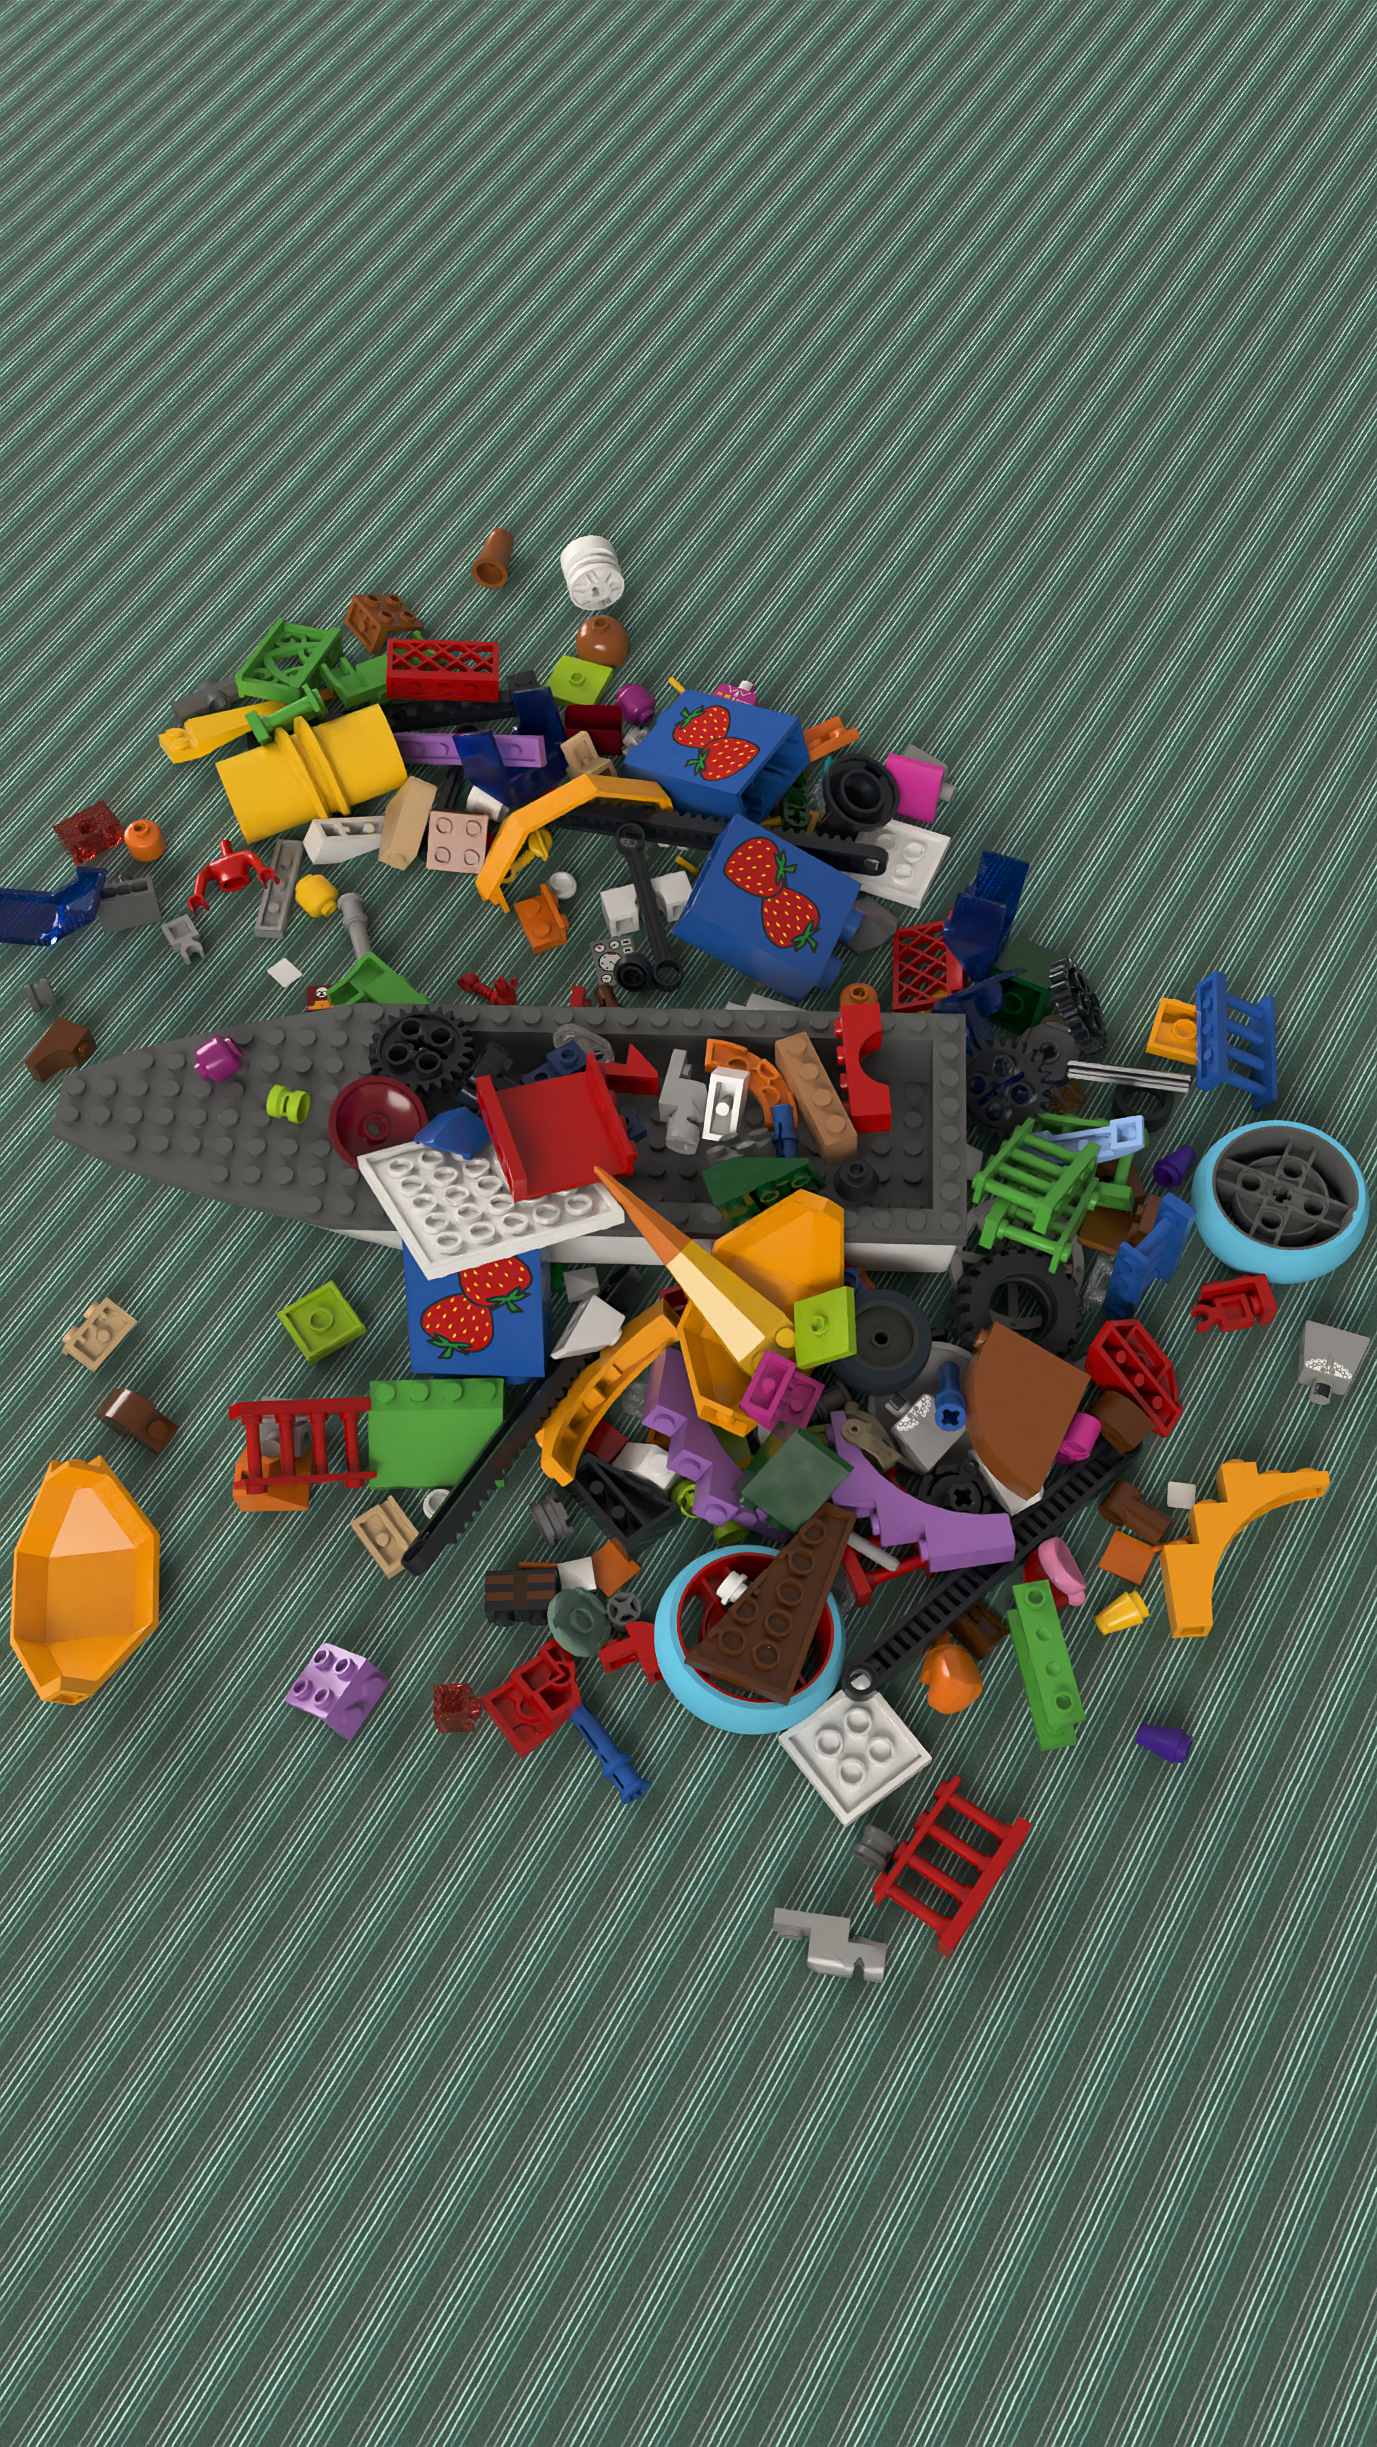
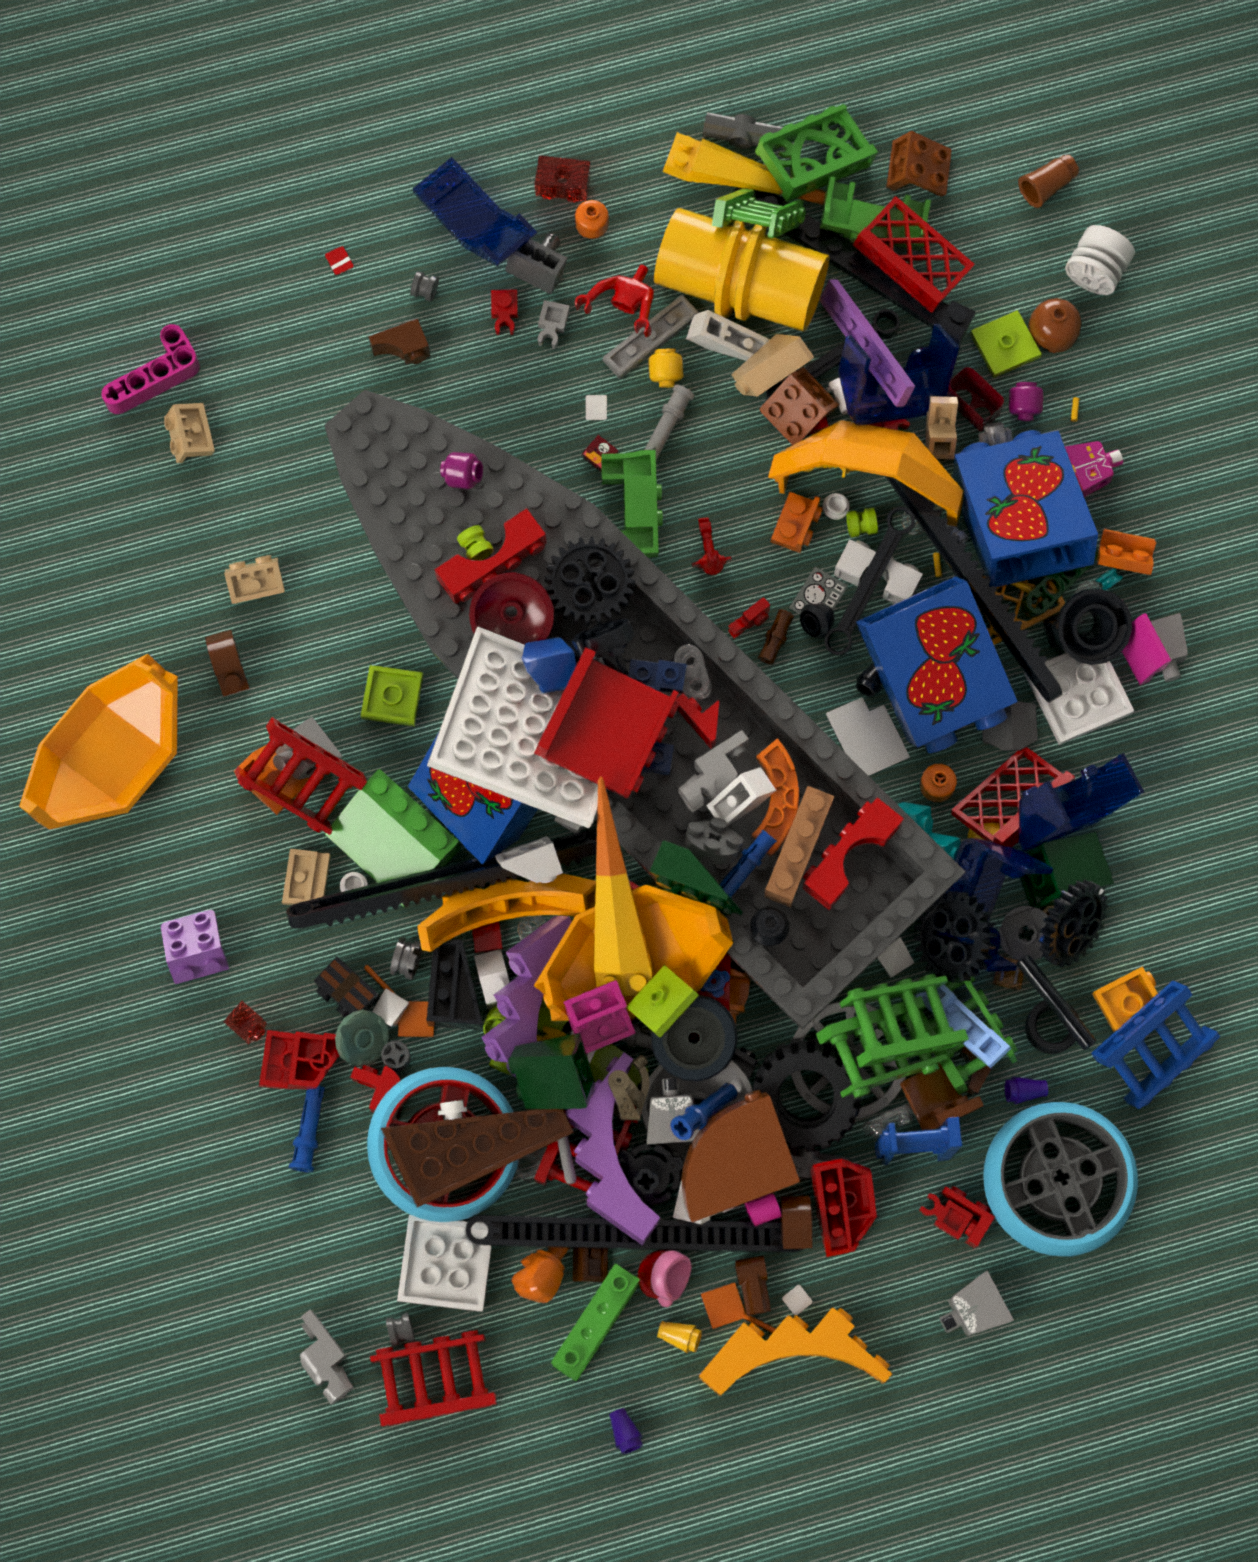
camera: 40 degrees right, 15 degrees up
(130, 960) = (504, 306): none -> red plate
(302, 1136) = (464, 576): none -> red arch
(595, 879) = (861, 522): none -> lime wheel
(723, 979) = (869, 681): none -> black cone

